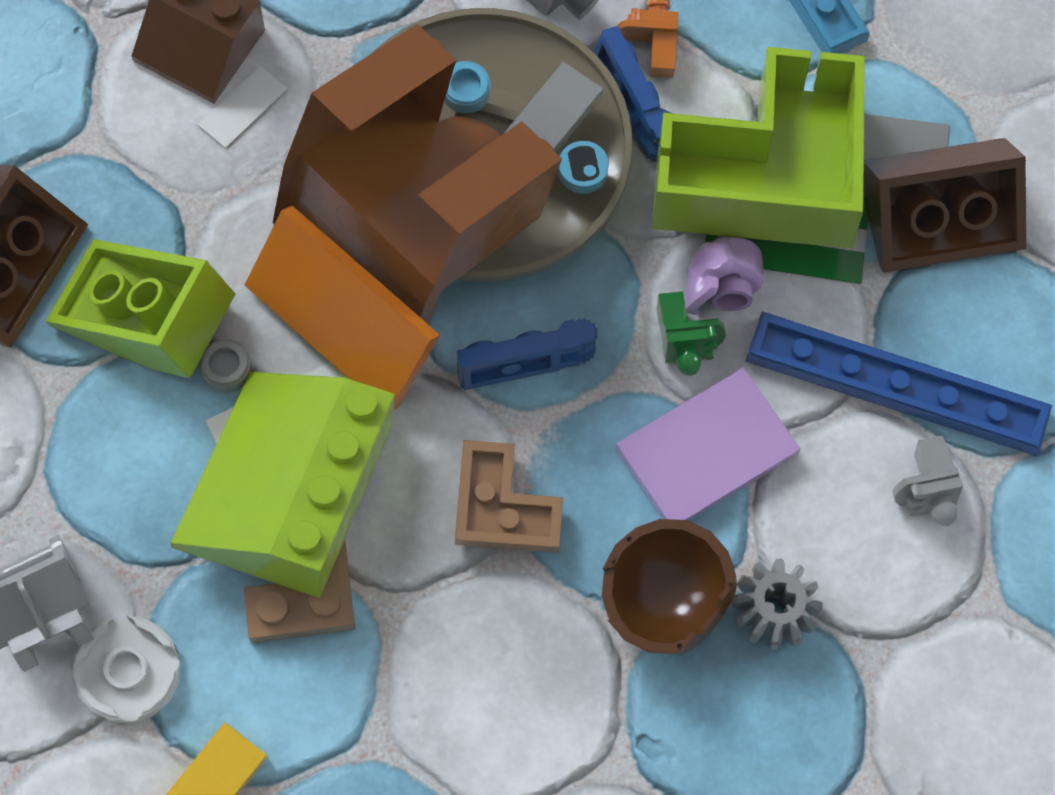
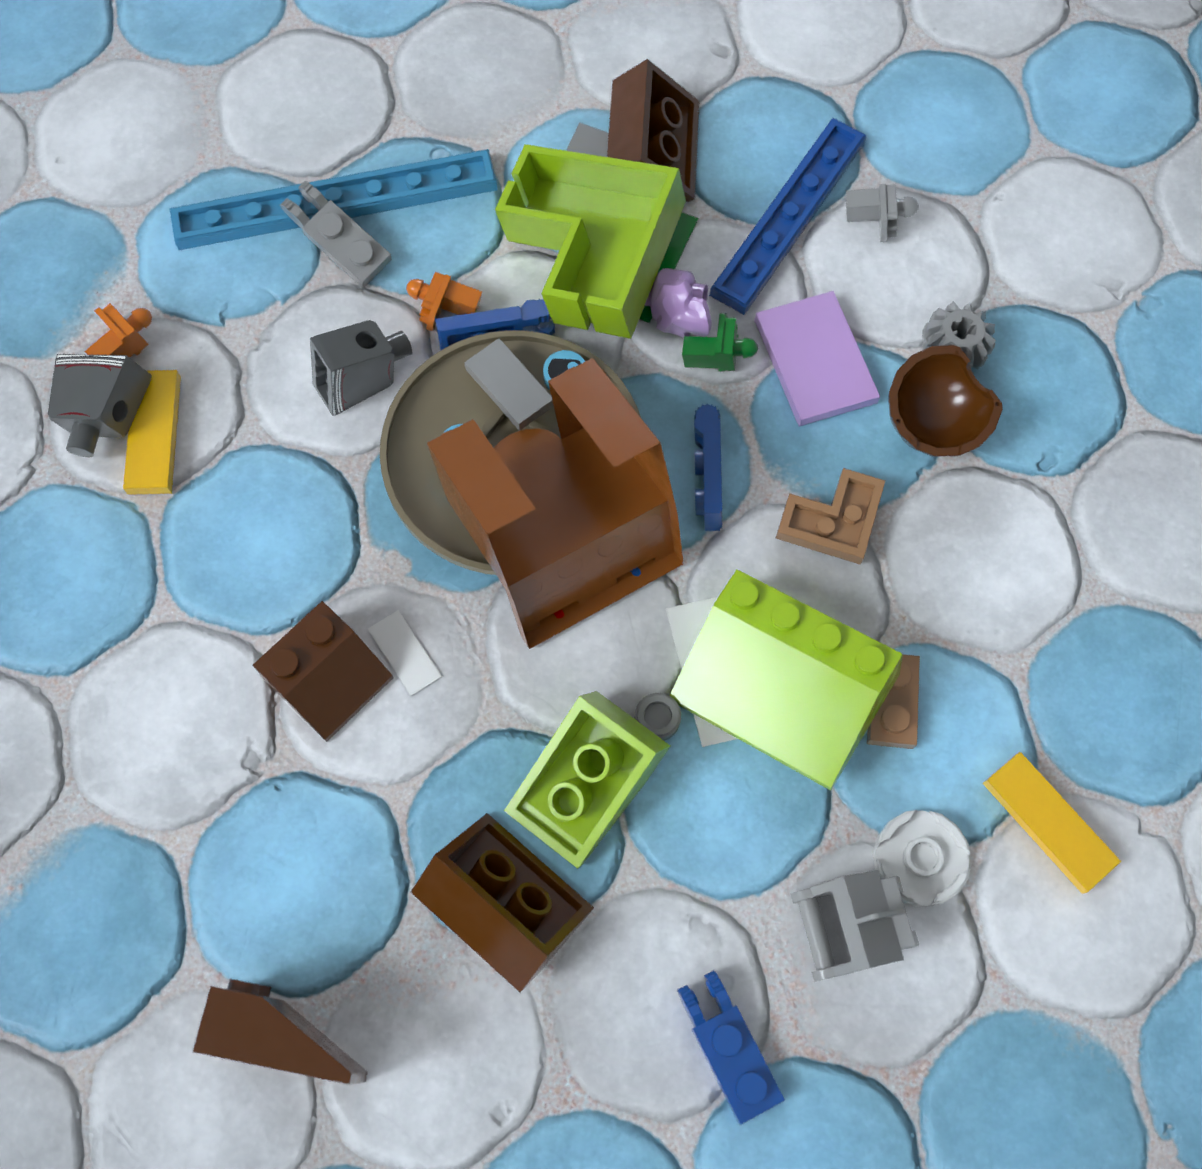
camera: 75 degrees left, 0 degrees up
(340, 306) = (640, 599): orange tile -> none

